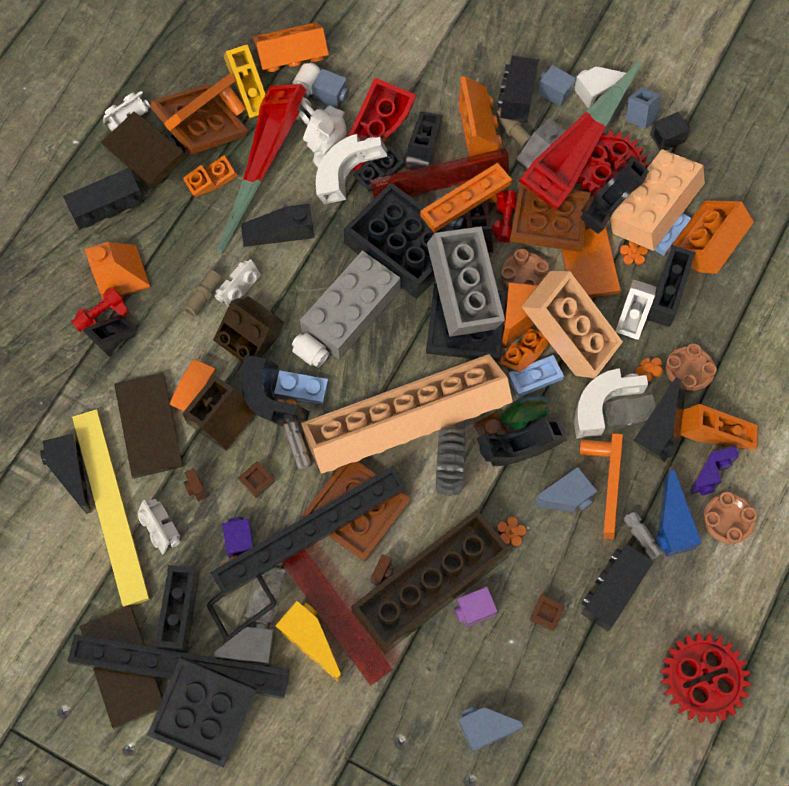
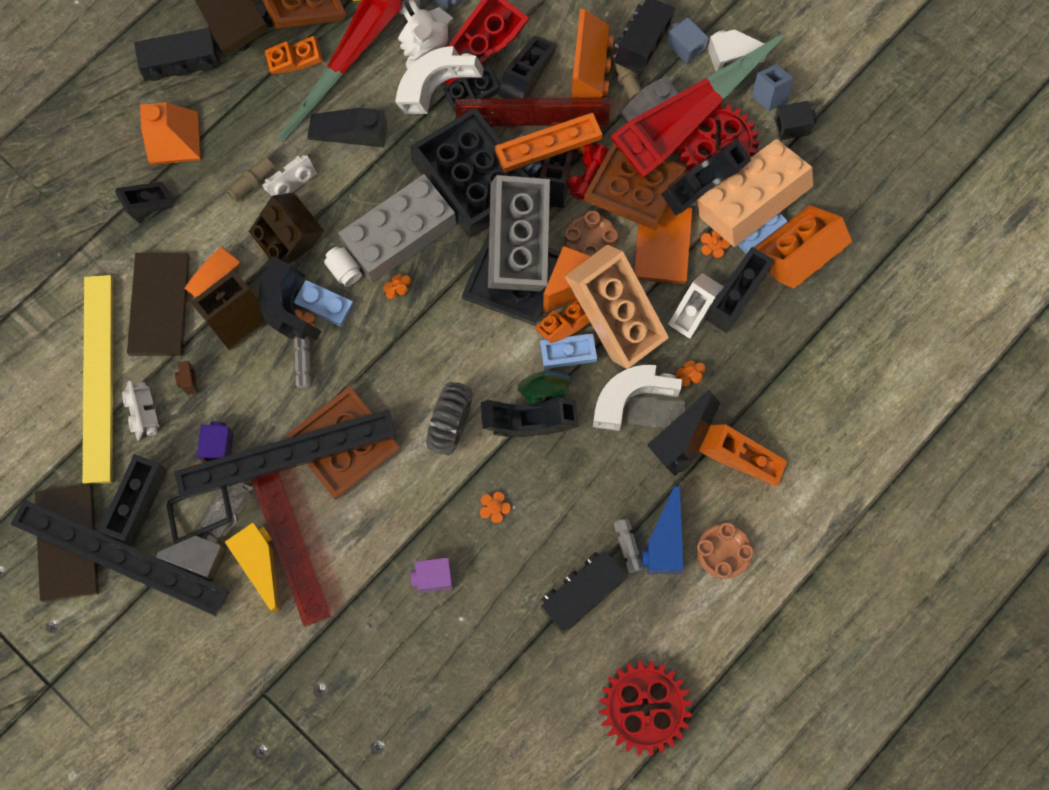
camera: 15 degrees right, 5 degrees up
(65, 461) = (65, 324): black slope -> none
(111, 300) = (156, 164): red piece -> none
(202, 711) = (128, 608): black plate -> none
(256, 479) = (250, 387): reddish brown plate -> none
(364, 356) = (398, 285): none -> orange plant
(382, 570) = (349, 514): reddish brown plate -> none
(406, 413) = (418, 357): light nougat brick -> none
(430, 581) = (393, 537): dark brown brick -> none
(486, 726) = (406, 698): sand blue slope -> none
(490, 425) = (506, 392): reddish brown plate -> none
(547, 613) = (504, 599): reddish brown plate -> none
(568, 493) = (563, 483): sand blue slope -> none
(614, 451) = (625, 453): orange piece -> none
(691, 366) = (734, 382): nougat dish -> none
(708, 476) = (714, 503): dark purple slope -> none

